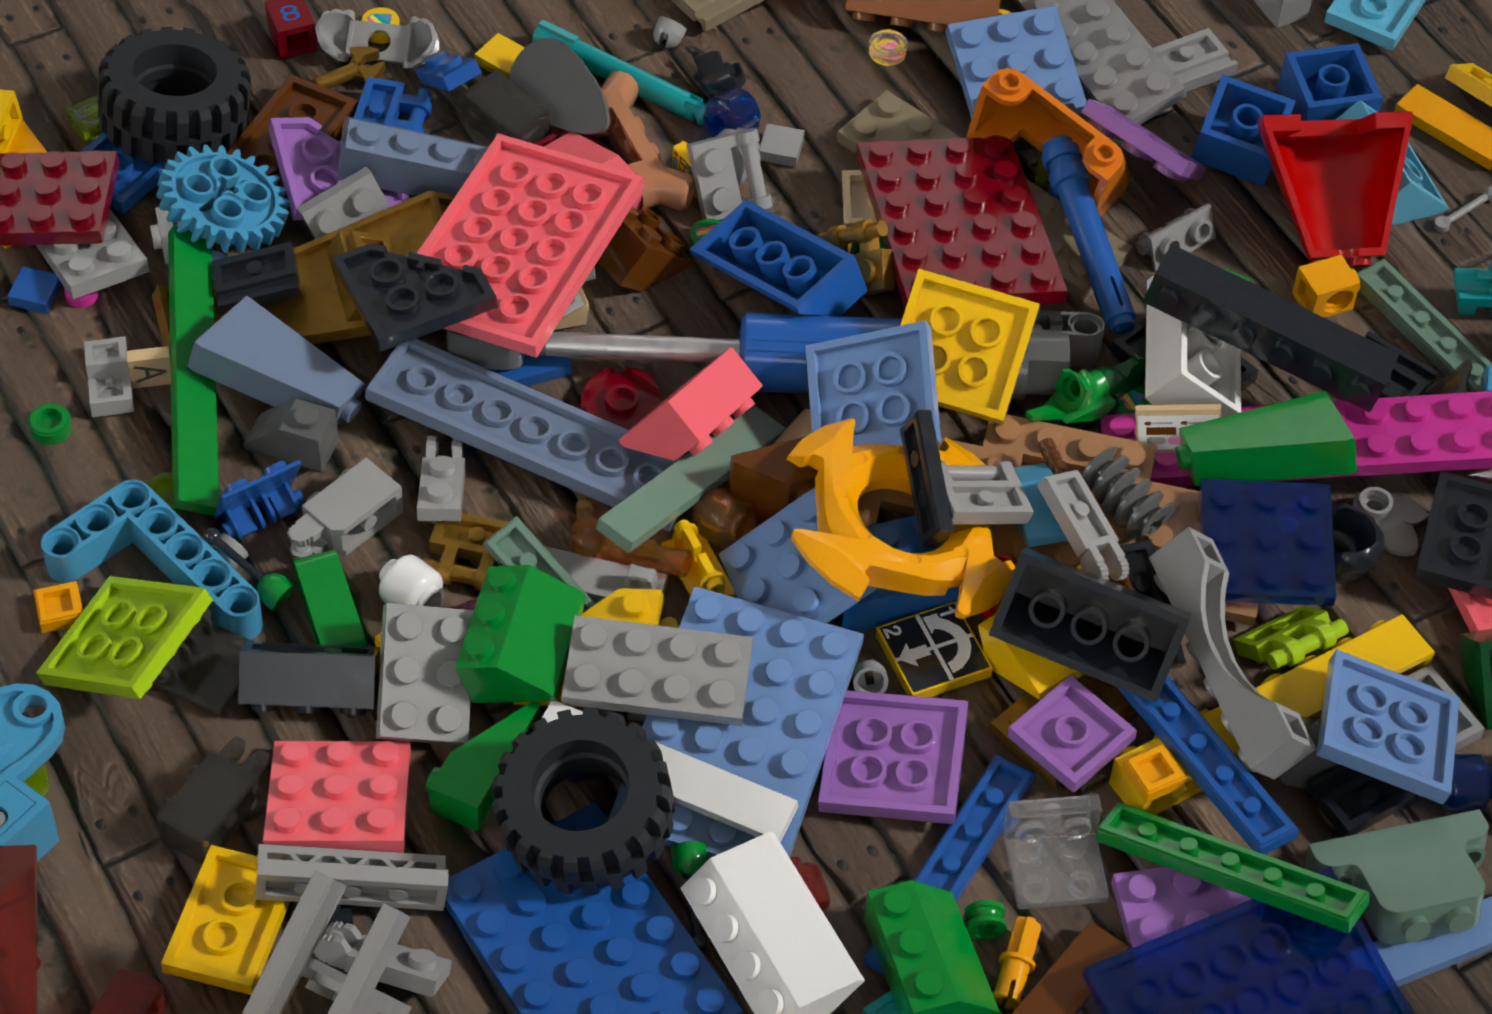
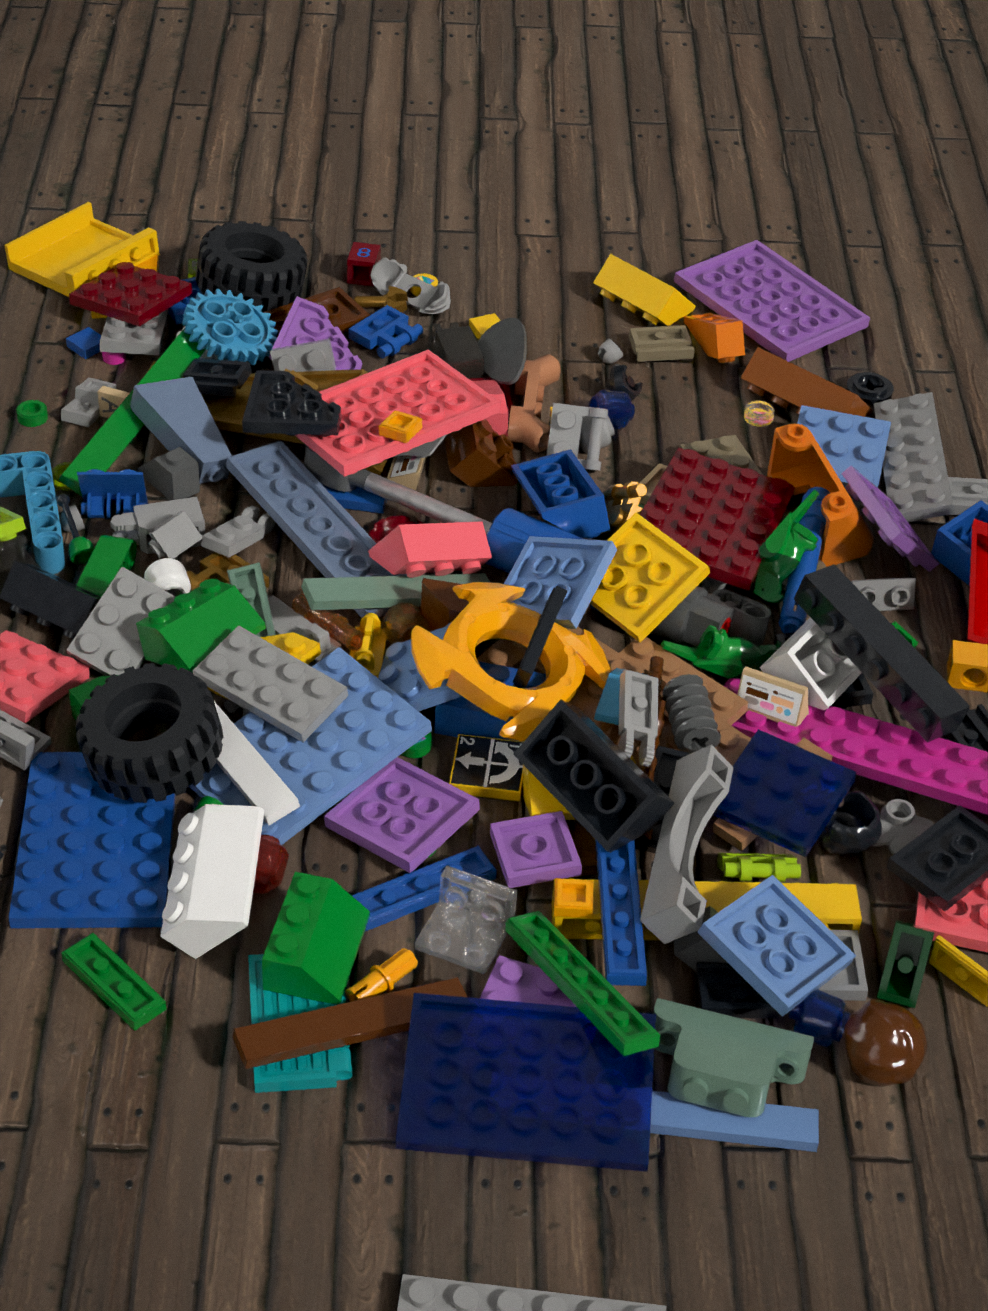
camera: 30 degrees right, 10 degrees down
(385, 524) = (174, 536): none -> light grey brick
(406, 158) = (357, 344): sand blue slope -> none
(447, 70) = (439, 315): blue plate -> none
(561, 263) = (400, 426): none -> light orange tile
(649, 86) = (569, 373): teal piece -> none
(781, 145) = (635, 440): light grey tile -> none
(879, 675) = (422, 760): light grey hinge -> none
(985, 920) = (381, 941): green bush -> none
(986, 494) = (575, 665): light grey plate -> none
(1074, 238) = (783, 553): none -> animal
(1270, 443) = (828, 726): green slope -> none

